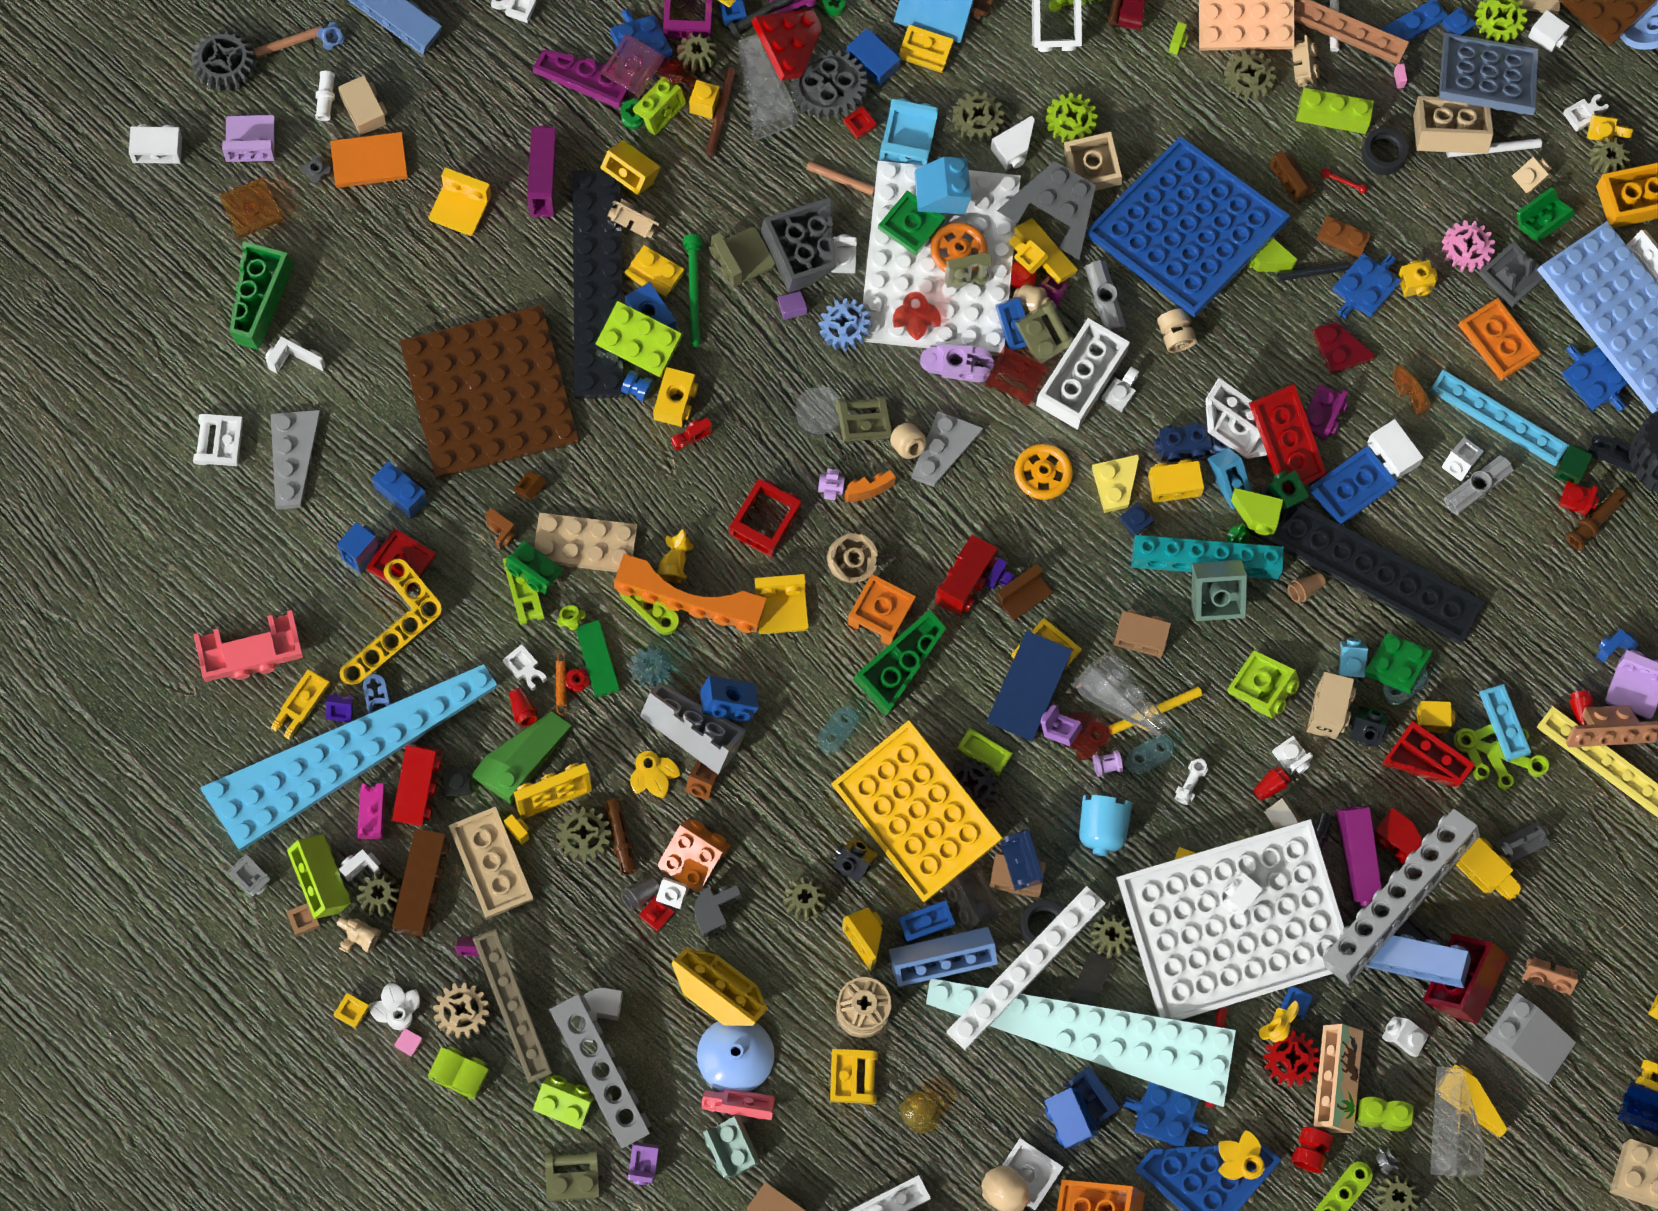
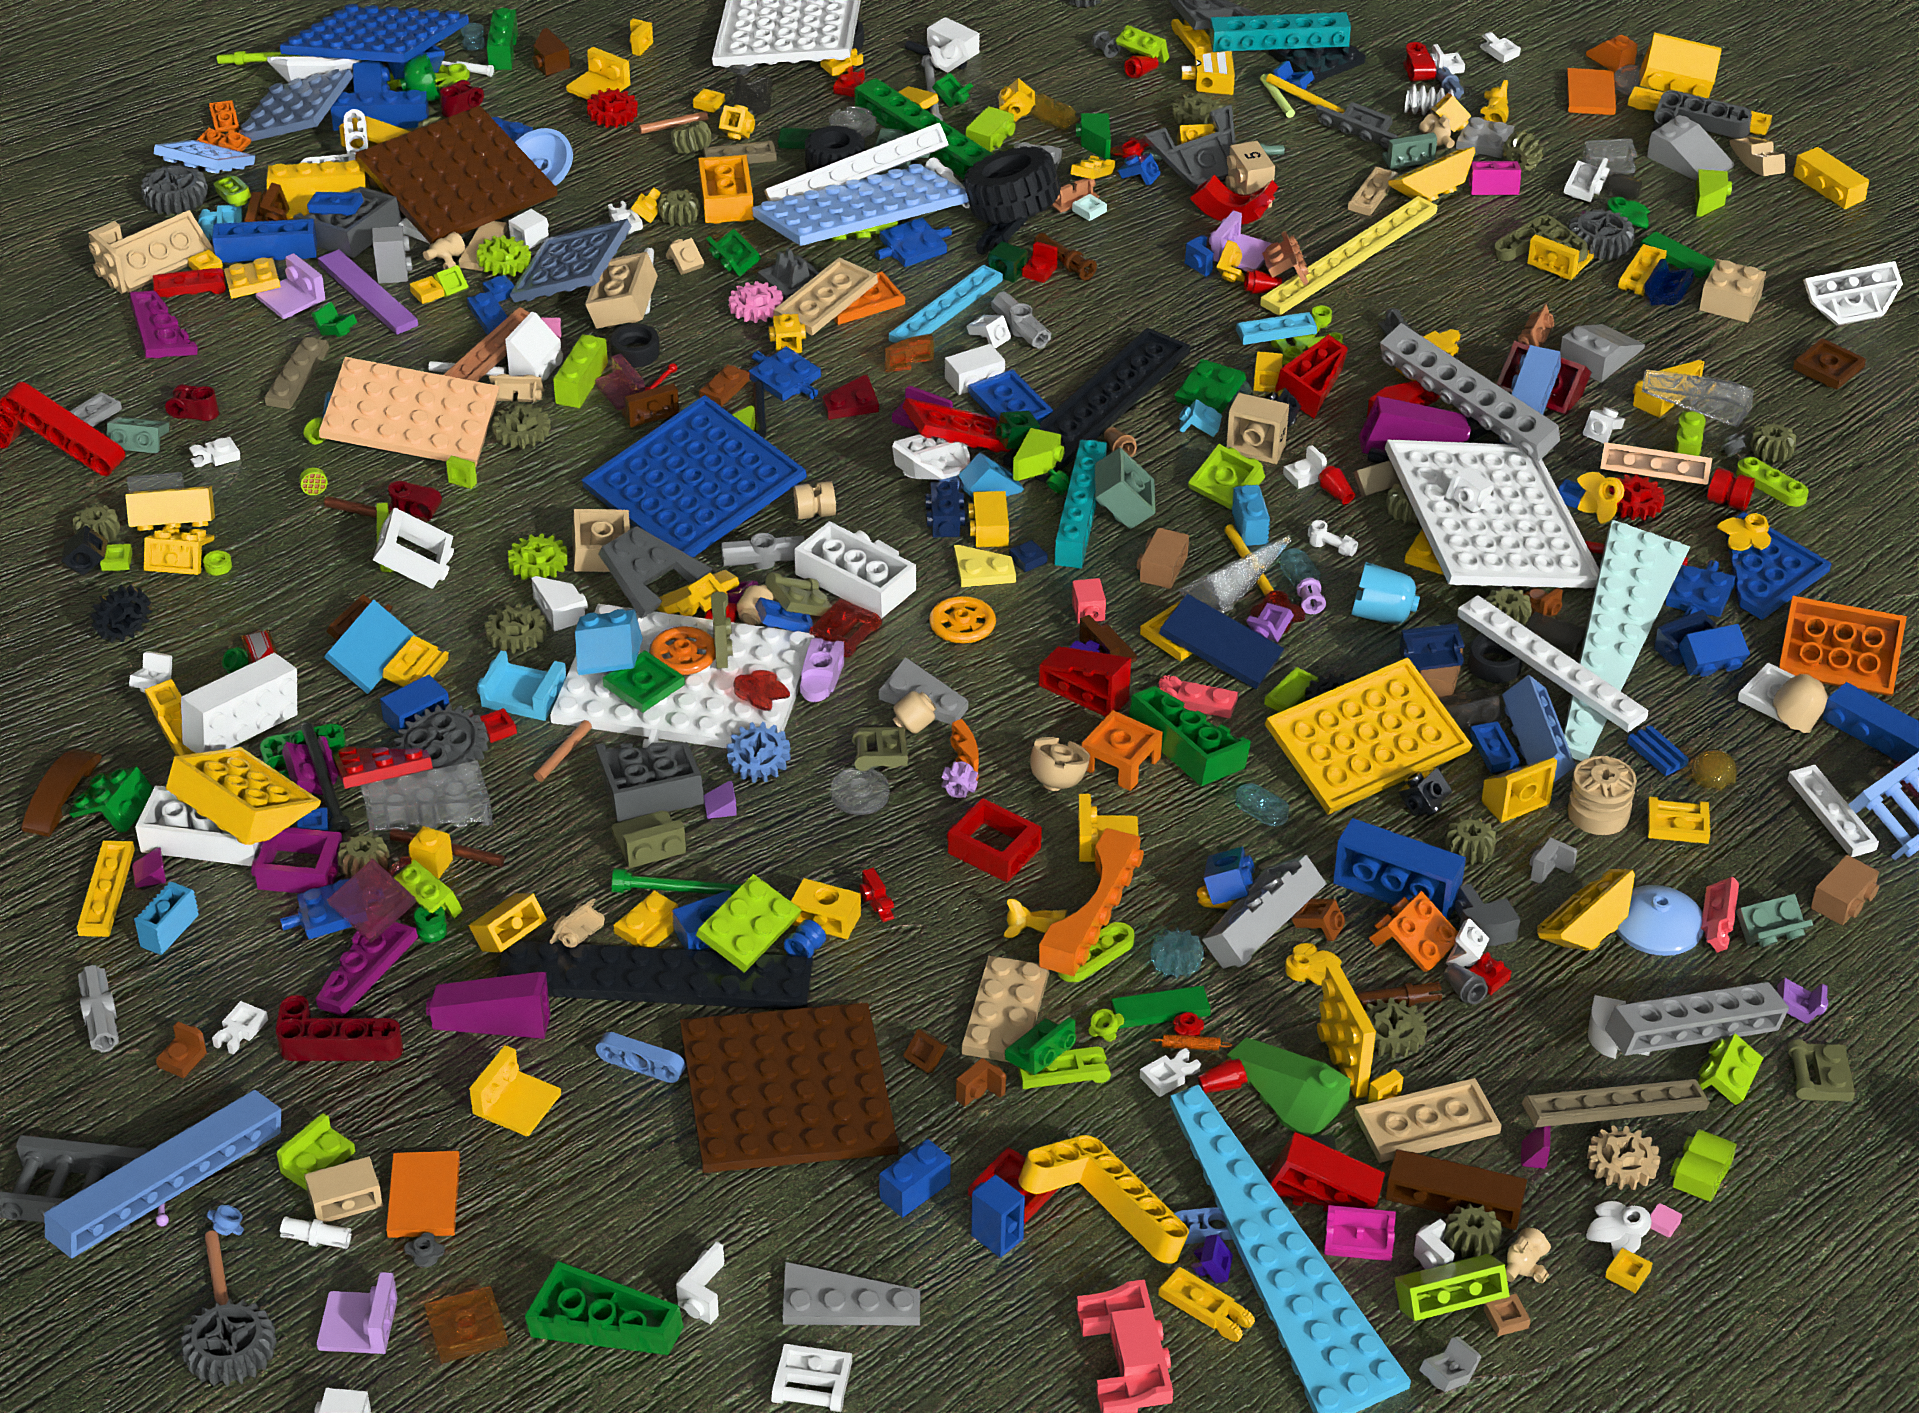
camera: 80 degrees left, 30 degrees down
(398, 80) = (313, 1150): none -> lime bracket
(506, 283) = (622, 1052): none -> medium blue beam
(508, 73) = (334, 1038): none -> dark red beam
(749, 837) = (1396, 866): none -> blue brick
(787, 960) = (1550, 856): none -> light grey bracket
(925, 1078) = (1661, 748): none -> blue tile
(965, 674) = (1200, 697): none -> coral hinge
(1073, 572) = (1088, 599): none -> coral brick
(1127, 968) = (1545, 603): none -> dark orange bracket
(1211, 706) = (1251, 515): none -> dark azure brick
(1326, 149) = (620, 383): none -> clear pink panel
(1348, 65) = (533, 349): none -> white slope
(1480, 305) = (828, 294): none -> tan plate
(1602, 672) = (1228, 261): none -> yellow bracket

